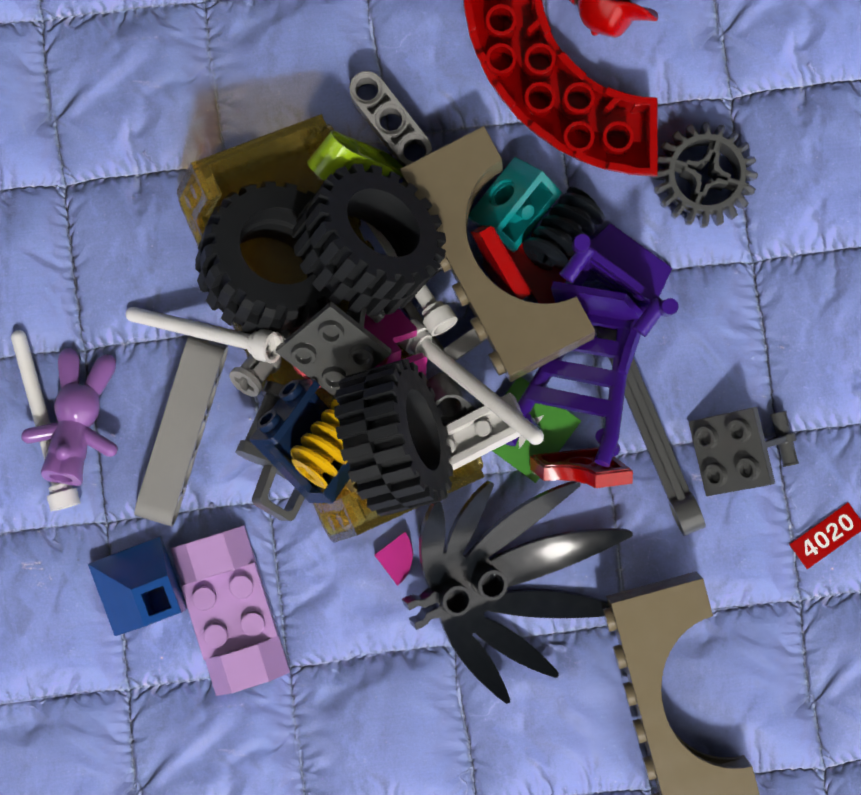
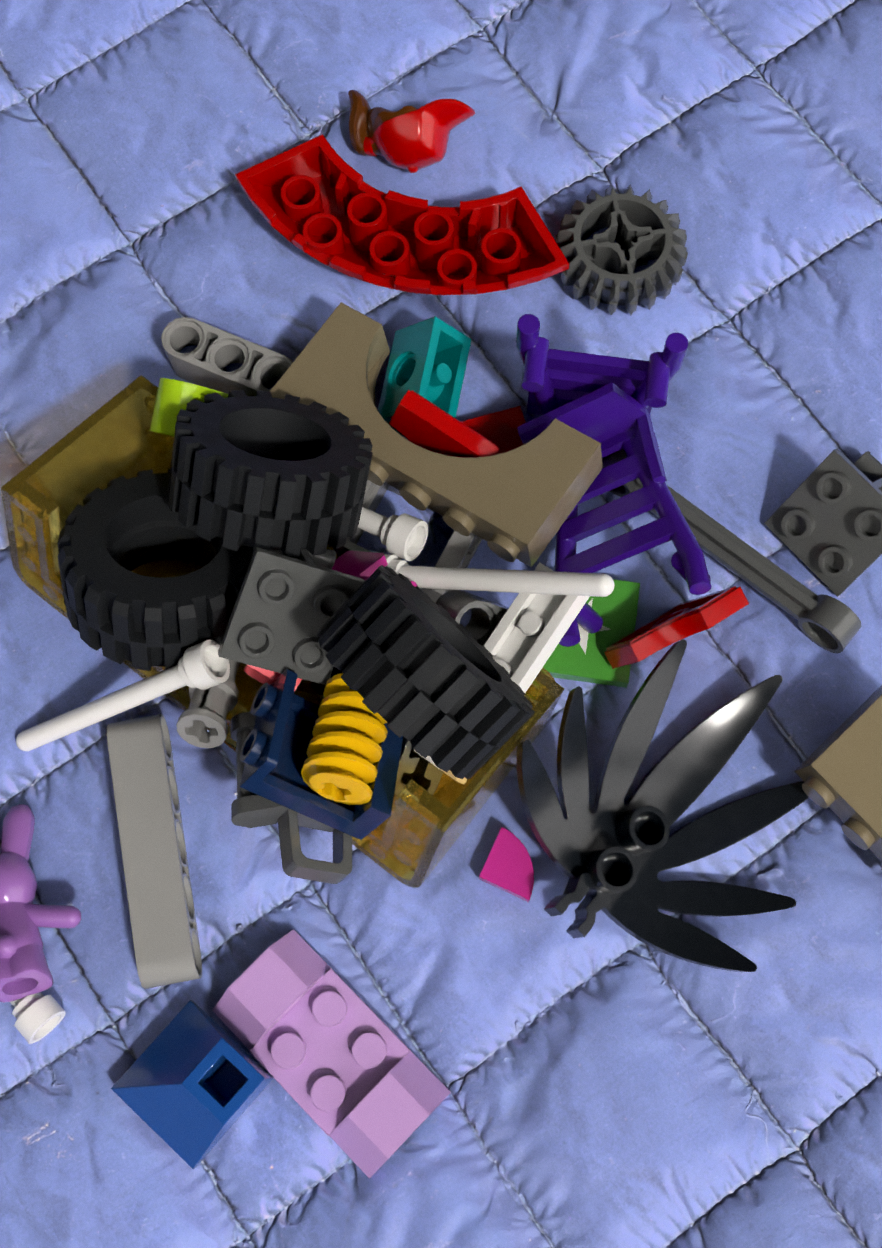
camera: 25 degrees left, 15 degrees down
(553, 239) = (493, 381): black piece -> none

